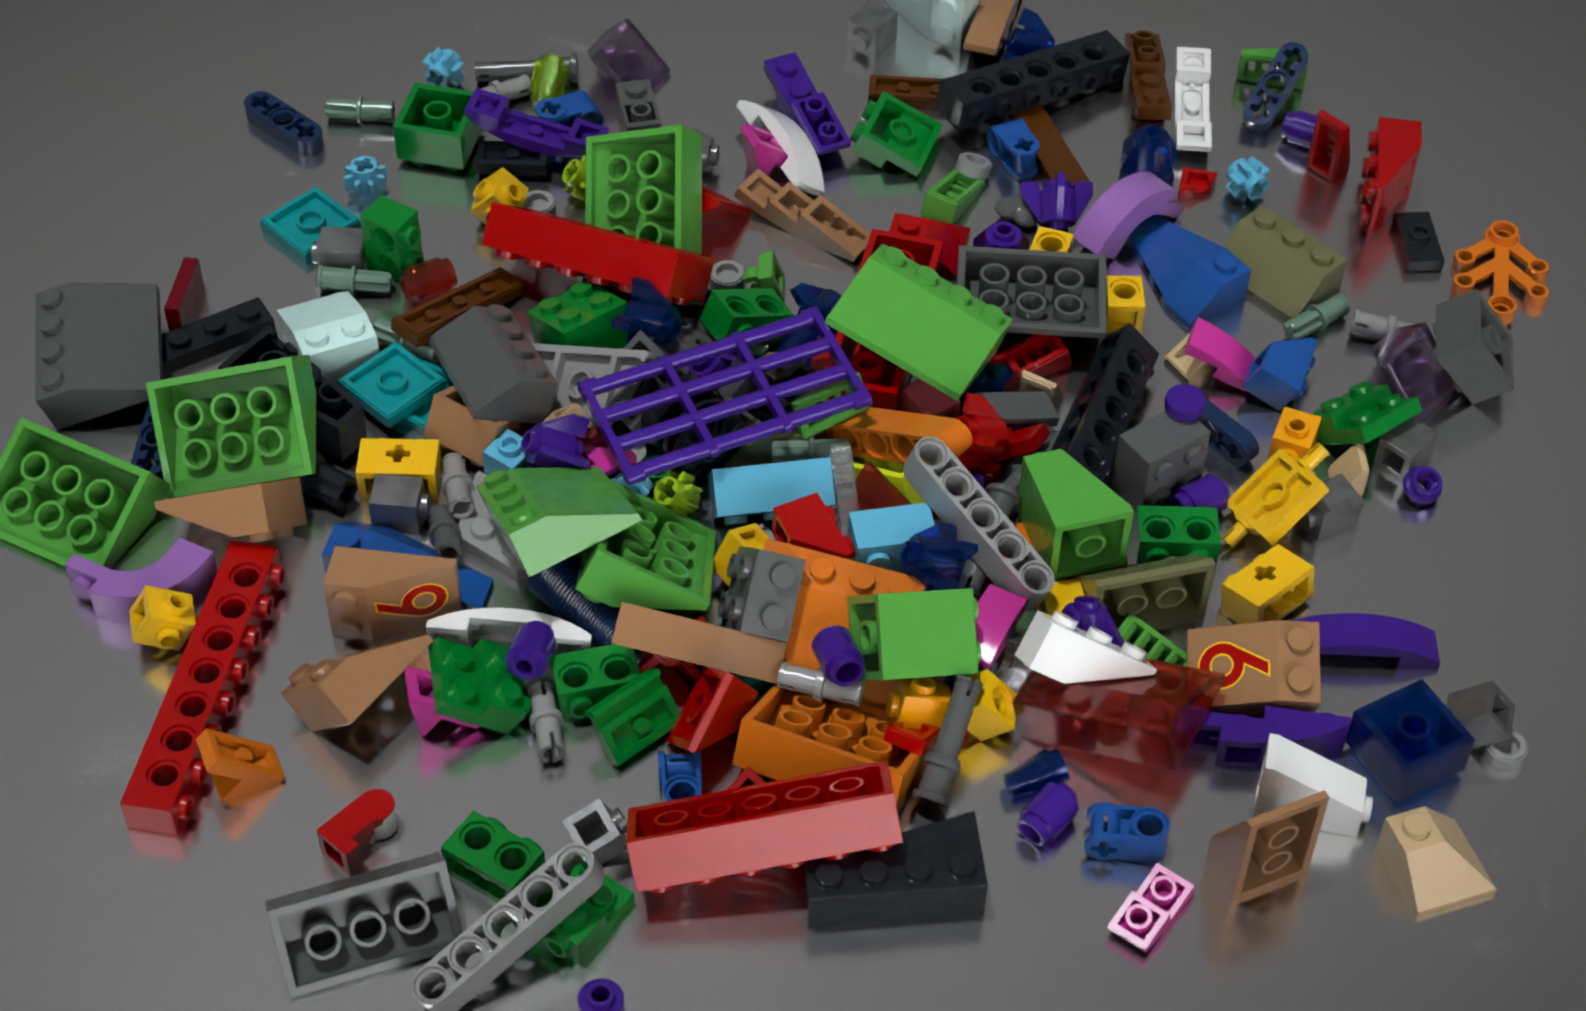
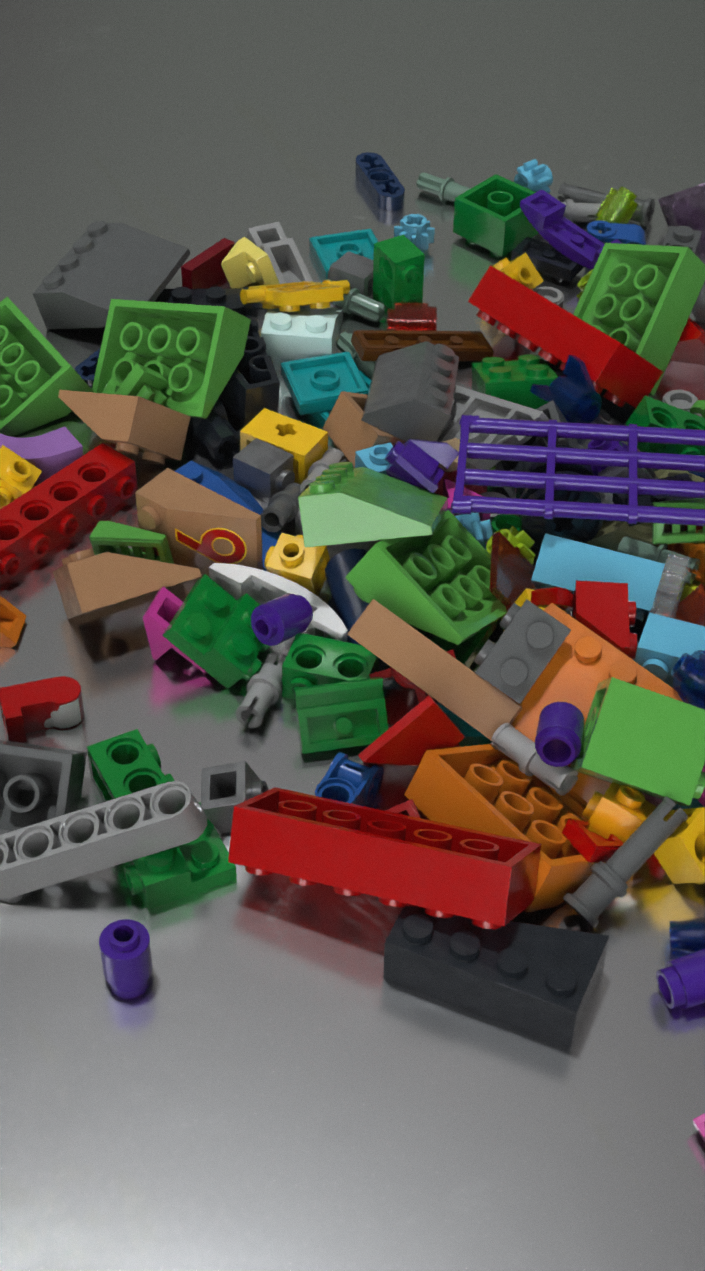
camera: 30 degrees right, 5 degrees down
(225, 276) = (248, 264): none -> light yellow slope
(237, 467) = (145, 384): none -> bright green tile
(251, 261) = (281, 252): none -> light grey slope
(307, 298) = (291, 296): none -> yellow plate
(333, 636) = (116, 538): none -> bright green slope
(500, 585) = (297, 563): none -> yellow brick
(698, 519) = (509, 571): none -> clear red piece
(759, 532) = (558, 596): none -> red tile

